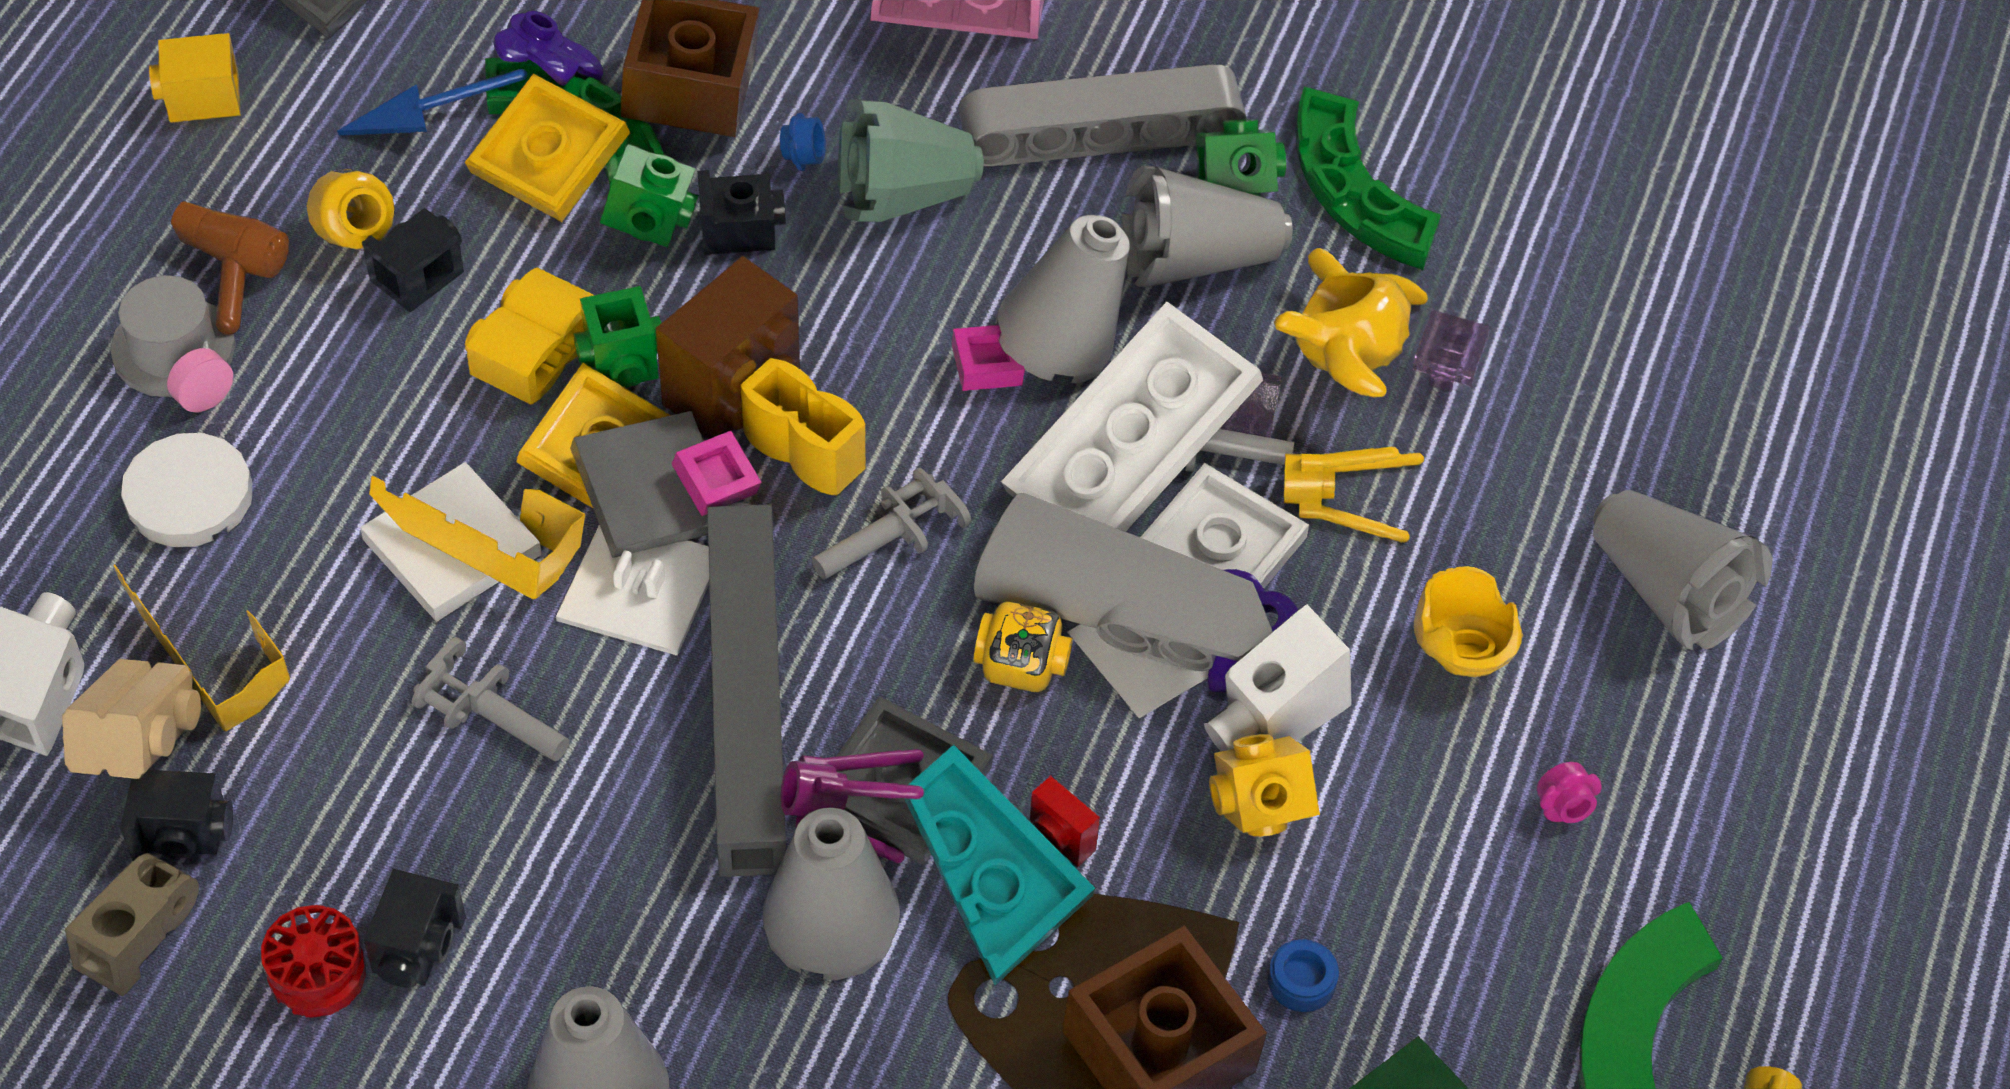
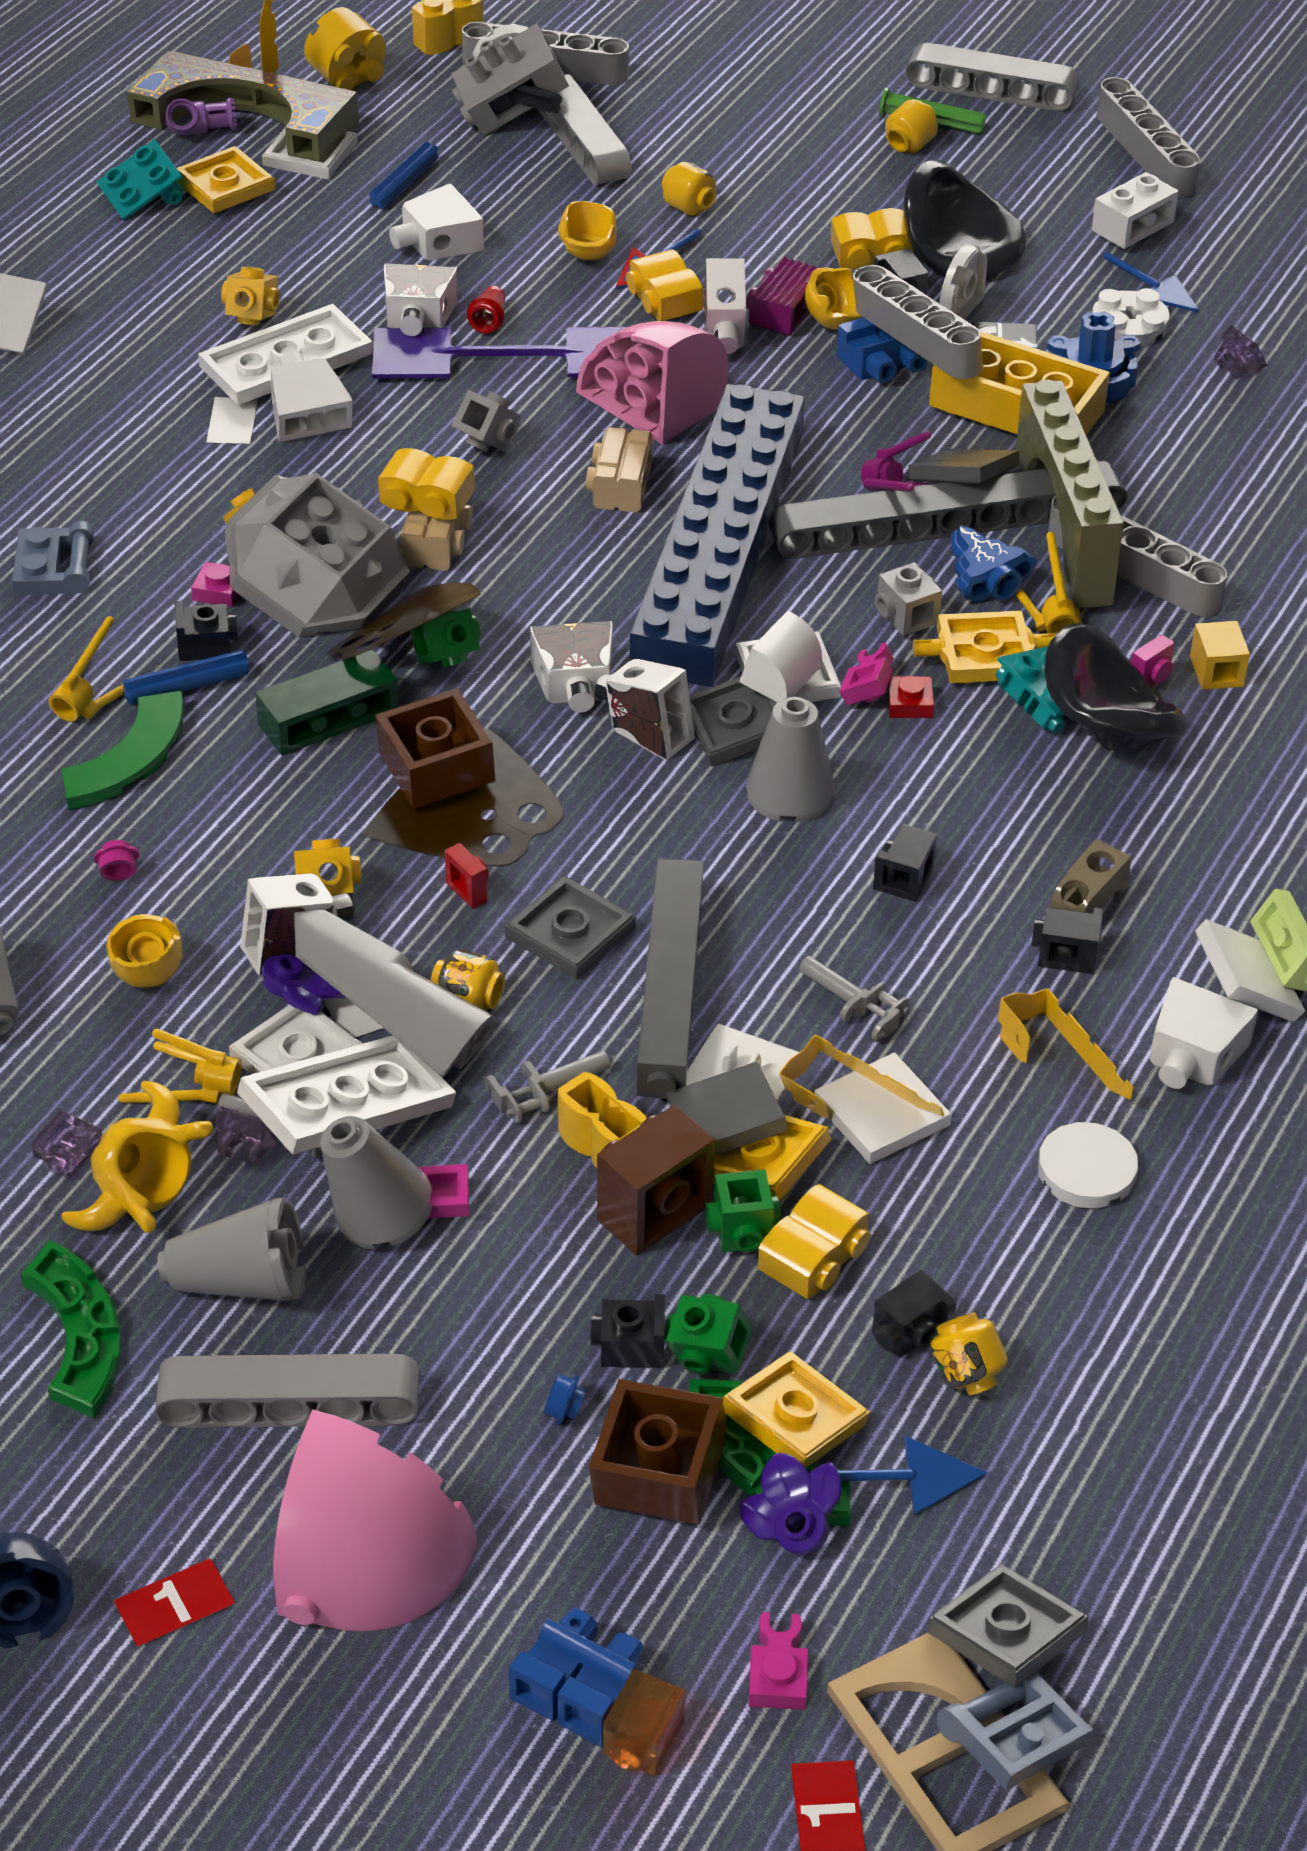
camera: 170 degrees left, 10 degrees down
(129, 718) = (1104, 970): tan brick -> none
(158, 327) = (1114, 1282): light grey piece -> none
(196, 77) = (1118, 1510): yellow brick -> none
(200, 380) = (1085, 1233): bright pink tile -> none
(241, 246) = (1066, 1350): dark orange piece -> none
(315, 963) = (970, 860): red wheel -> none
(716, 472) = (678, 1088): dark pink plate -> none
(817, 785) = (629, 872): magenta plant -> none
(830, 899) = (629, 835): light grey cone -> none
(902, 161) = (480, 1341): sand green cone -> none
(994, 863) = (519, 853): teal wing -> none
(1221, 151) = (201, 1312): green brick -> none
(1303, 975) = (332, 797): blue tile -> none

